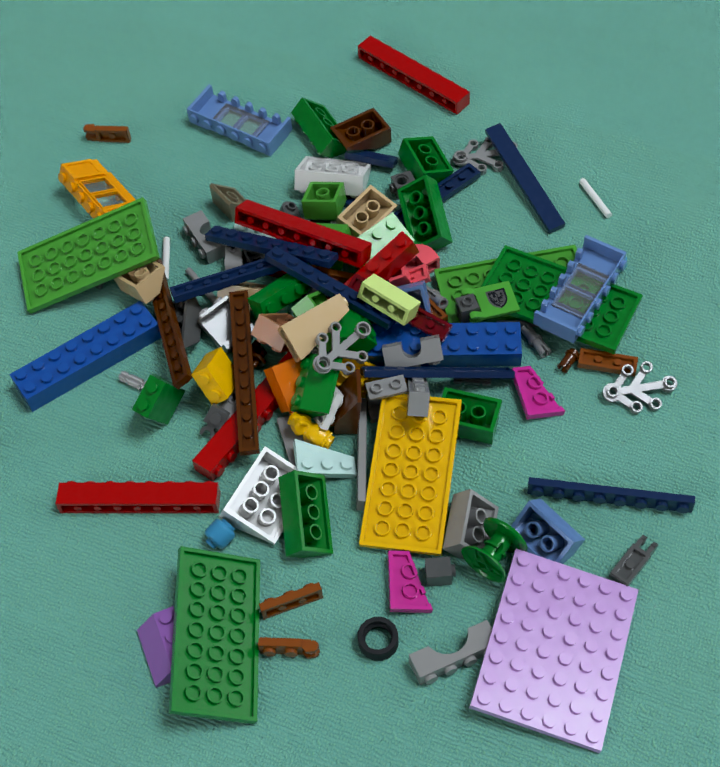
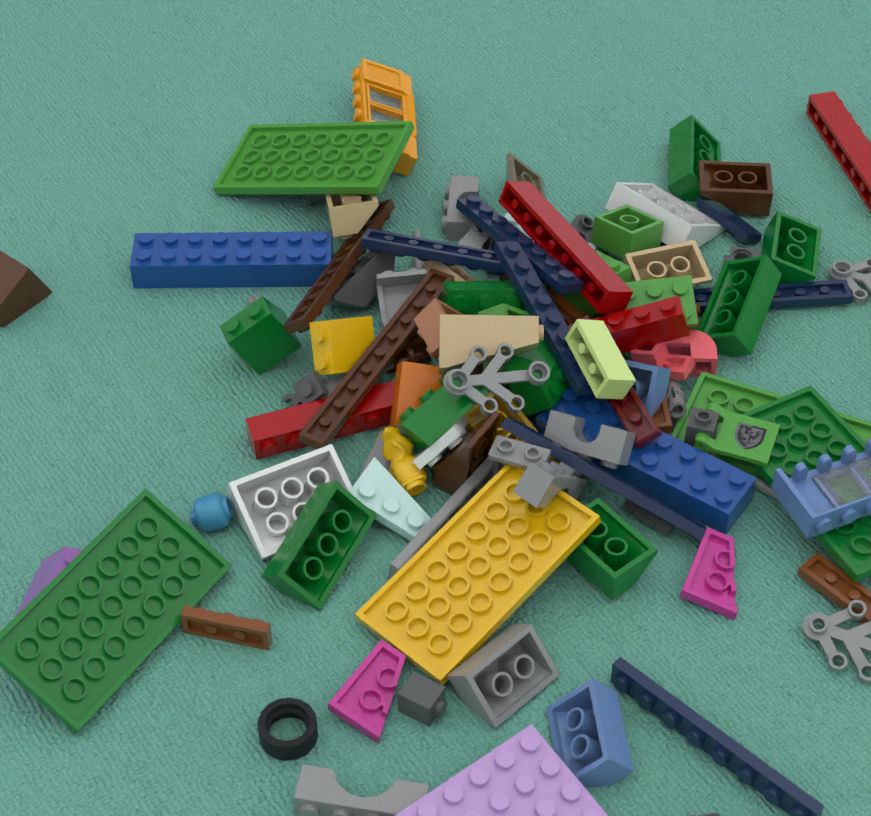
camera: 30 degrees right, 10 degrees down
(107, 133) = (447, 60): dark orange hinge -> none
(138, 497) = (160, 427): red brick -> none
(166, 256) = (403, 210): white bar -> none
(239, 122) = (602, 112): medium blue window -> none
(289, 646) = (180, 674): dark orange hinge -> none
(486, 560) = (503, 709): green piece -> none
(535, 340) = (766, 515): light grey pin -> none
(571, 356) = (791, 559): reddish brown pin -> none

